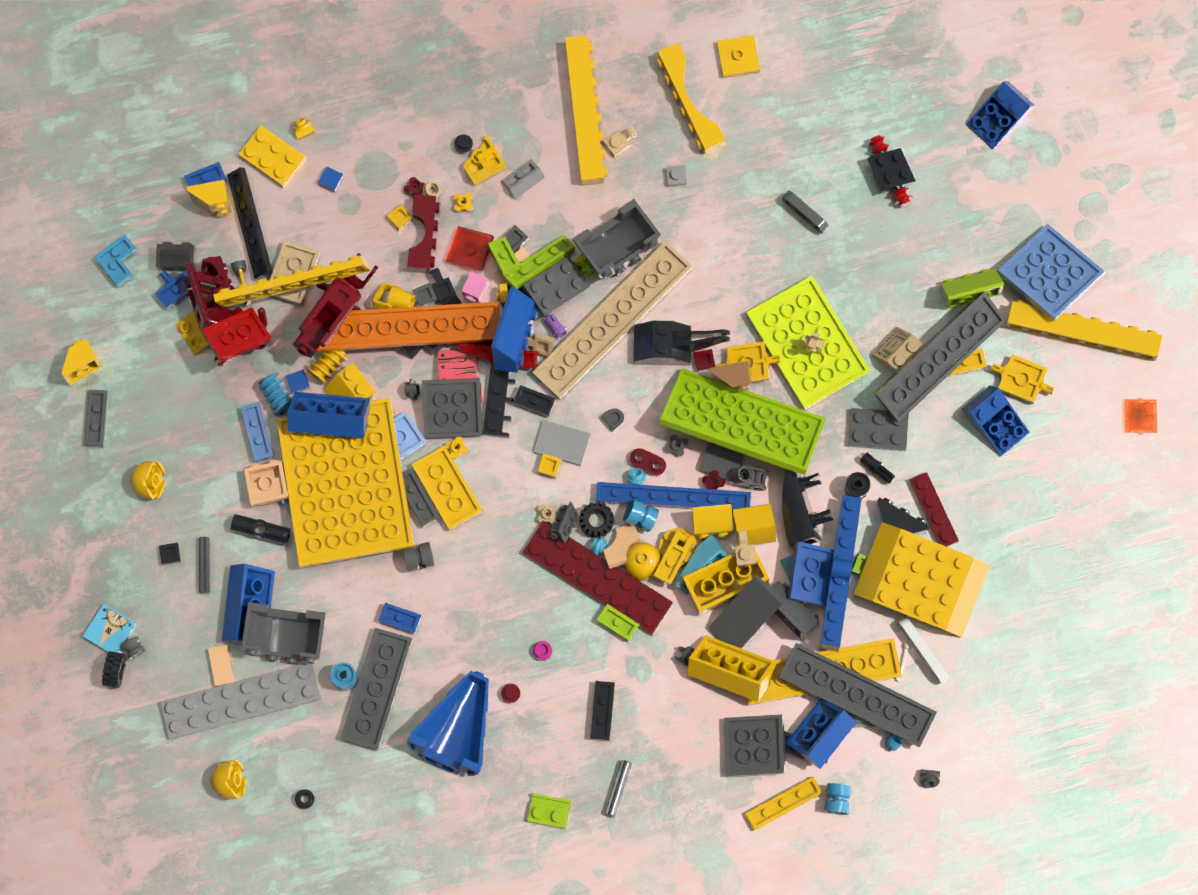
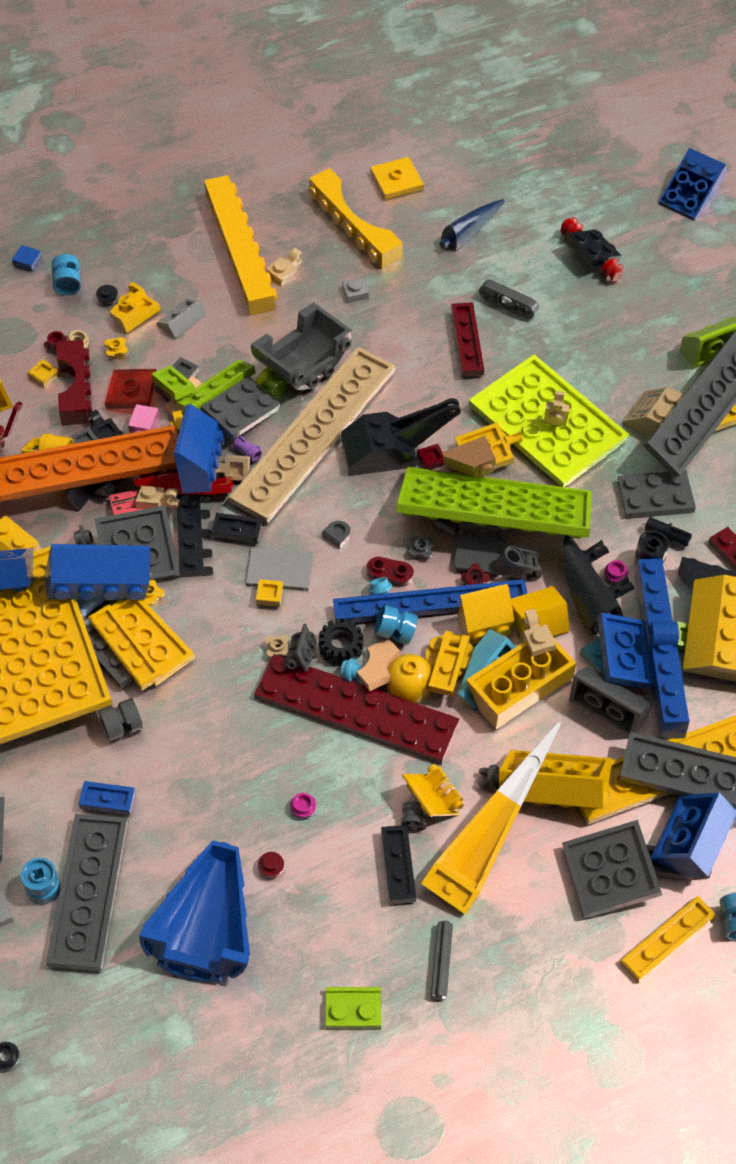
camera: 15 degrees left, 20 degrees down
(400, 90) = (26, 257): none -> blue tile
(417, 436) = (97, 572): none -> blue slope
(430, 496) = (125, 647): none -> yellow tile
(431, 119) = (66, 274): none -> dark azure wheel
(472, 364) = (156, 496): none -> tan plate
(618, 622) = (394, 754): lime plate -> none
(621, 676) = (413, 816): none -> dark grey wheel
(638, 662) = (434, 792): none -> yellow hinge
(651, 720) = (467, 861): none -> yellow plate
(746, 613) = (563, 699): dark grey tile -> none
(760, 247) = (467, 339): none -> dark red plate
(788, 124) = (468, 225): none -> dark blue piece
(826, 496) = (615, 571): none -> dark pink plate

